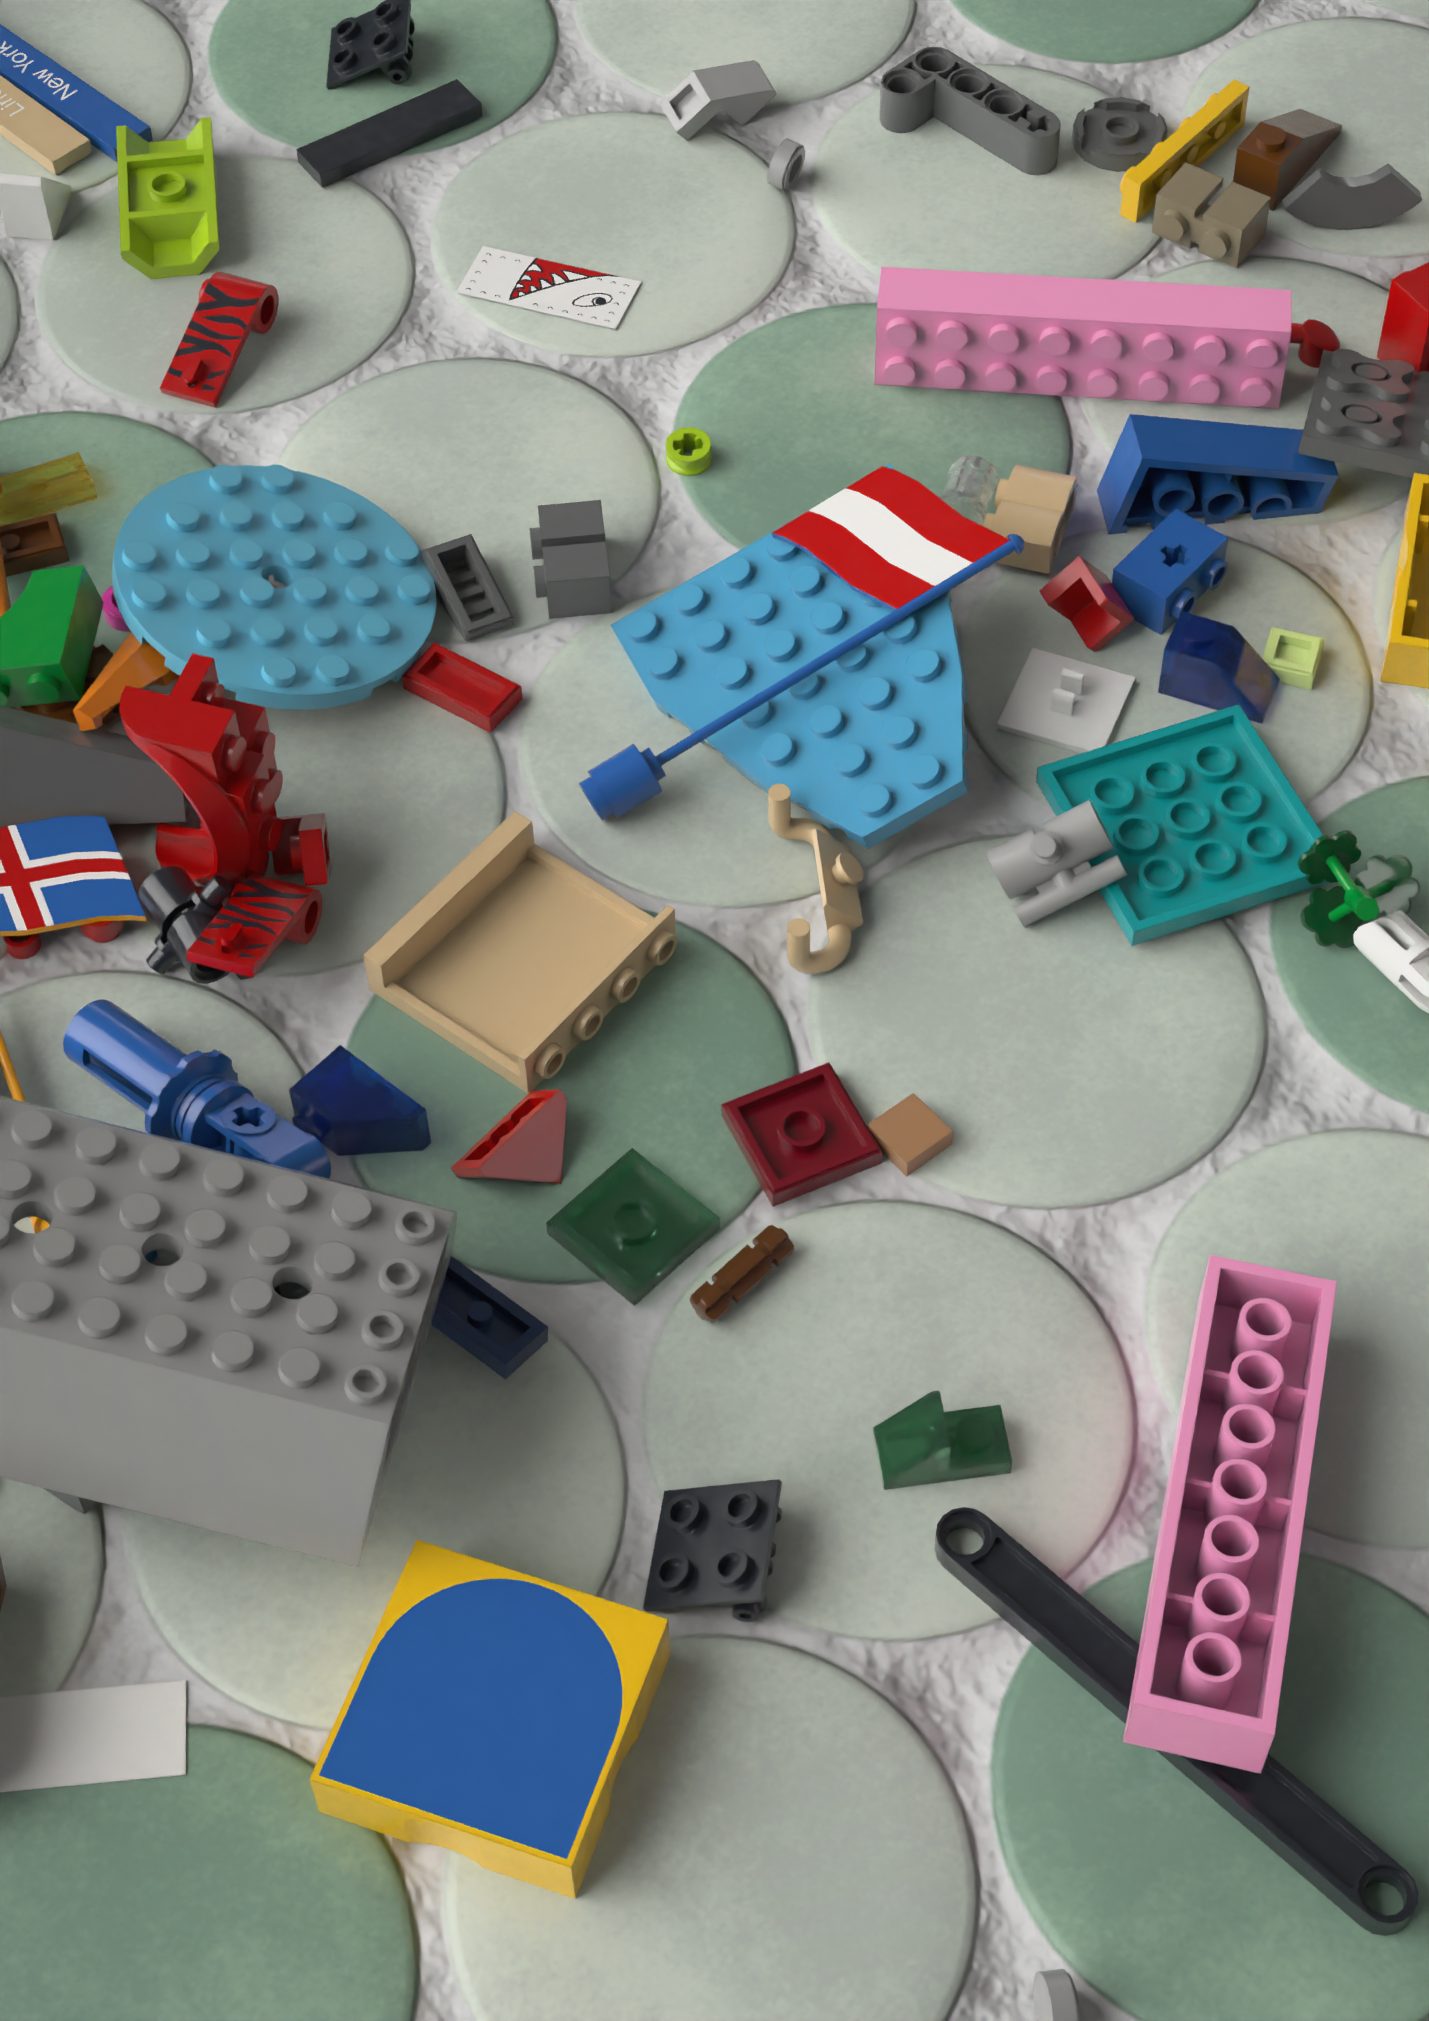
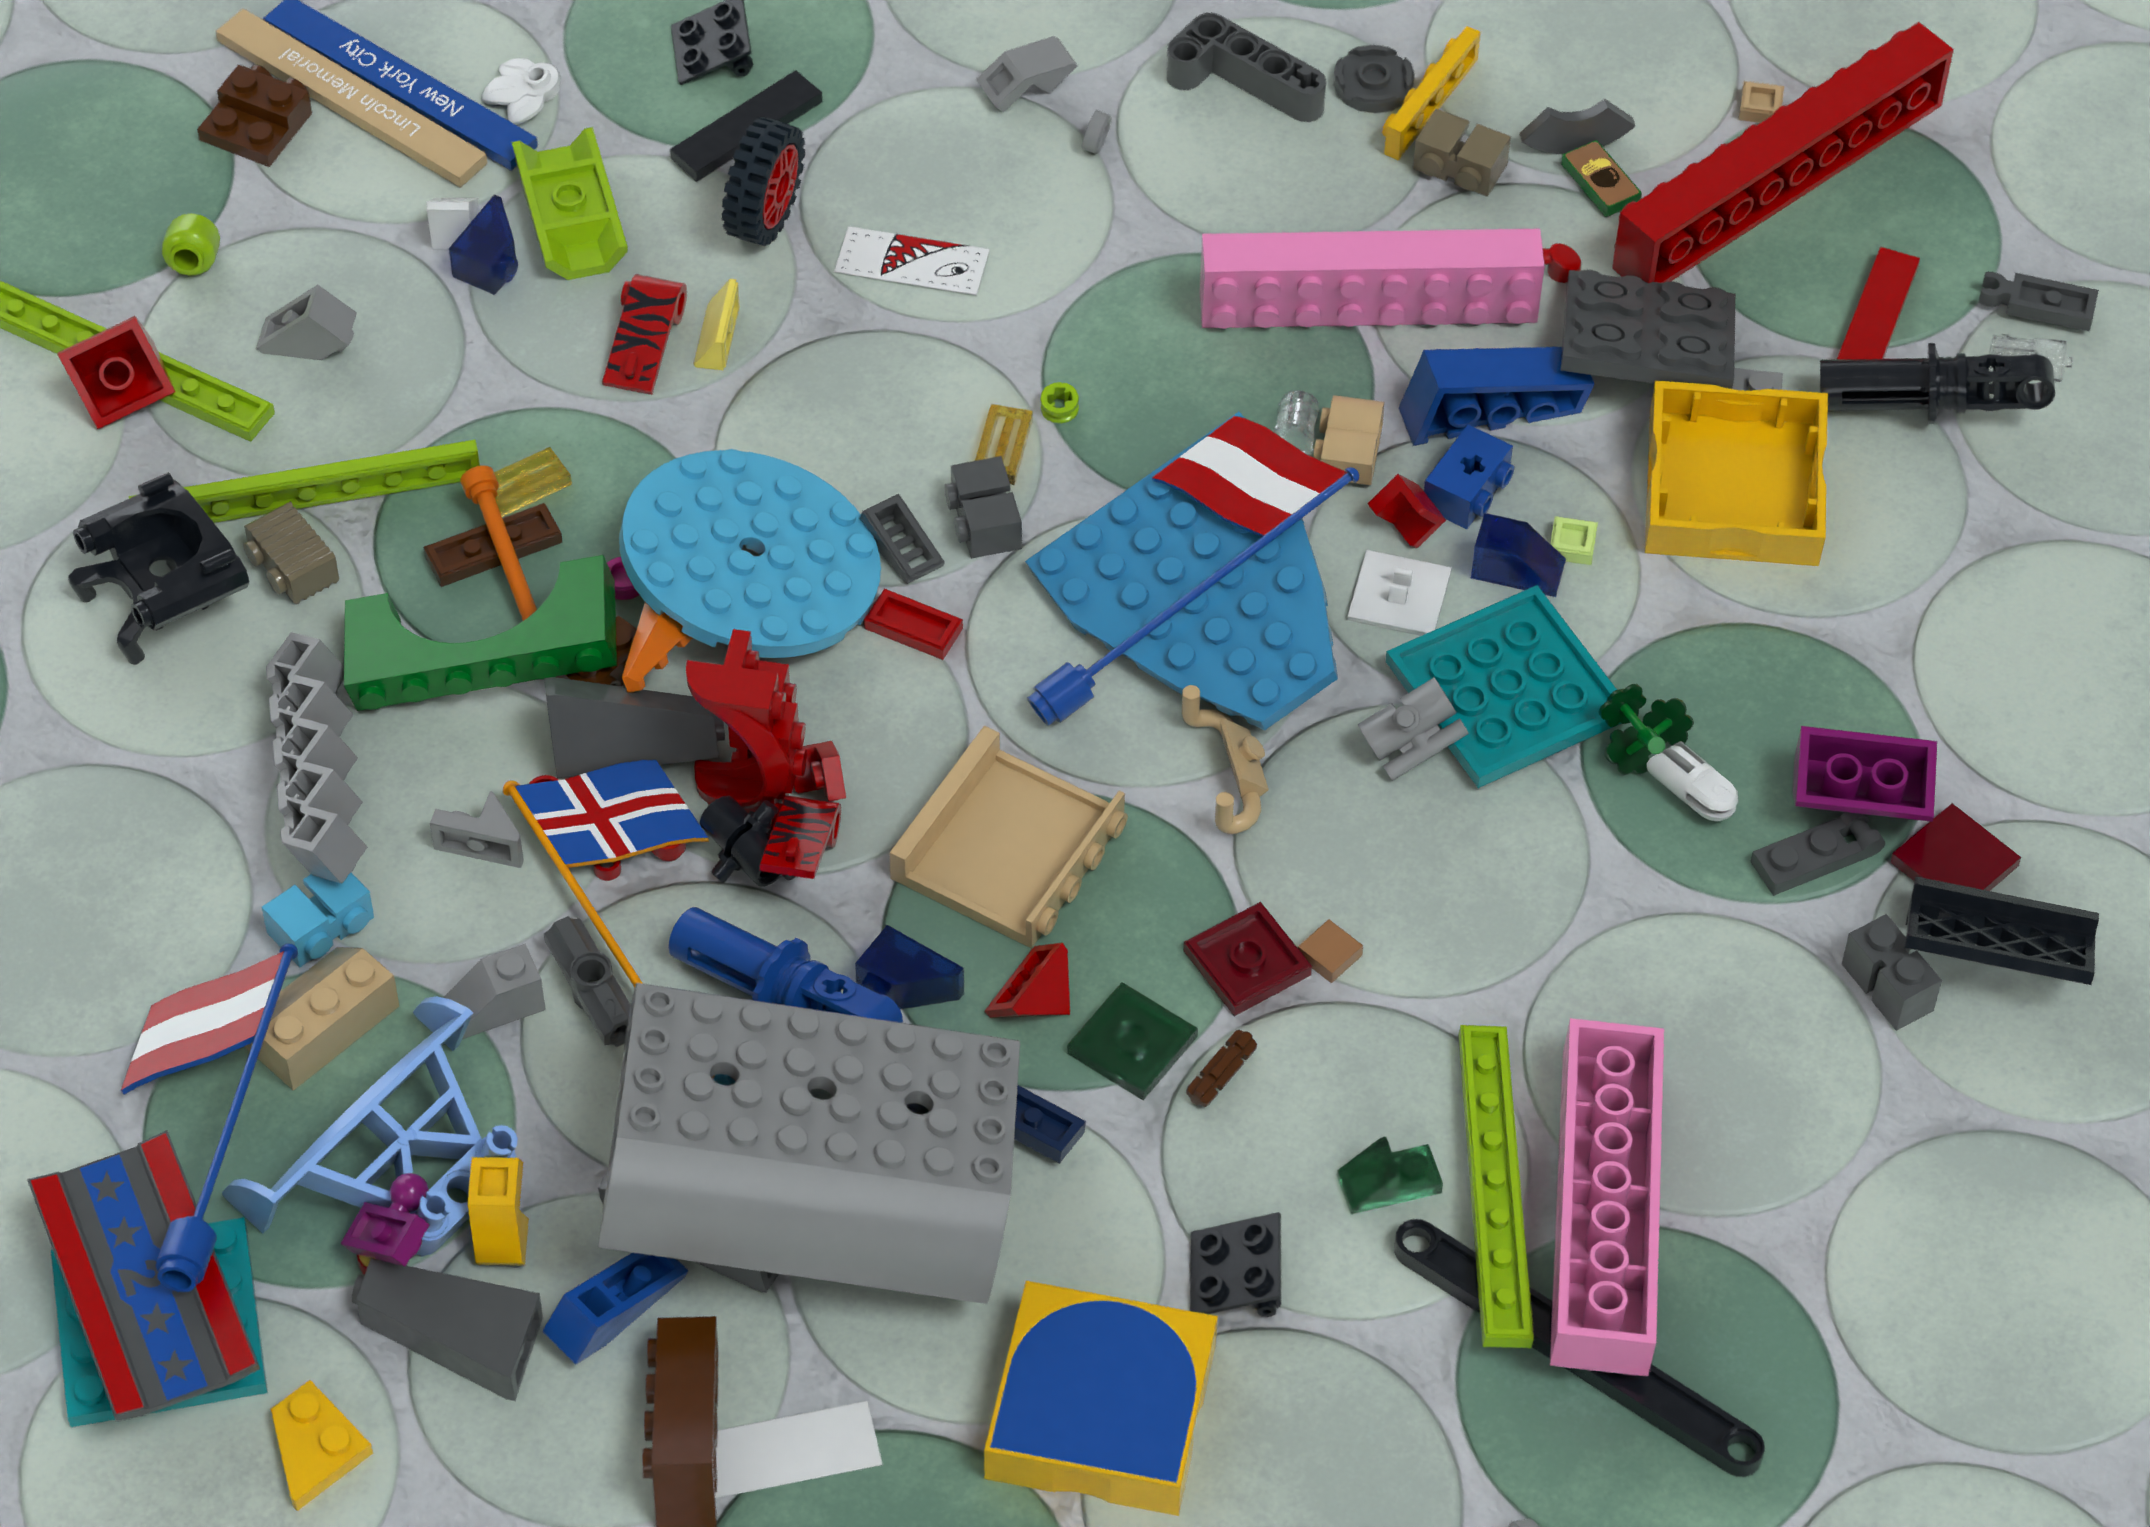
camera: 10 degrees left, 0 degrees up
(59, 236) = (485, 249): none -> clear blue slope
(150, 78) = (523, 88): none -> white plate
(308, 340) = (718, 328): none -> light yellow slope
(383, 179) = (763, 181): none -> black wheel
(645, 467) = (1011, 415): none -> clear yellow tile
(1081, 1483) = (1495, 1187): none -> lime tile
(1282, 152) = (1514, 88): reddish brown slope -> none
(1370, 253) = (1600, 178): none -> tile

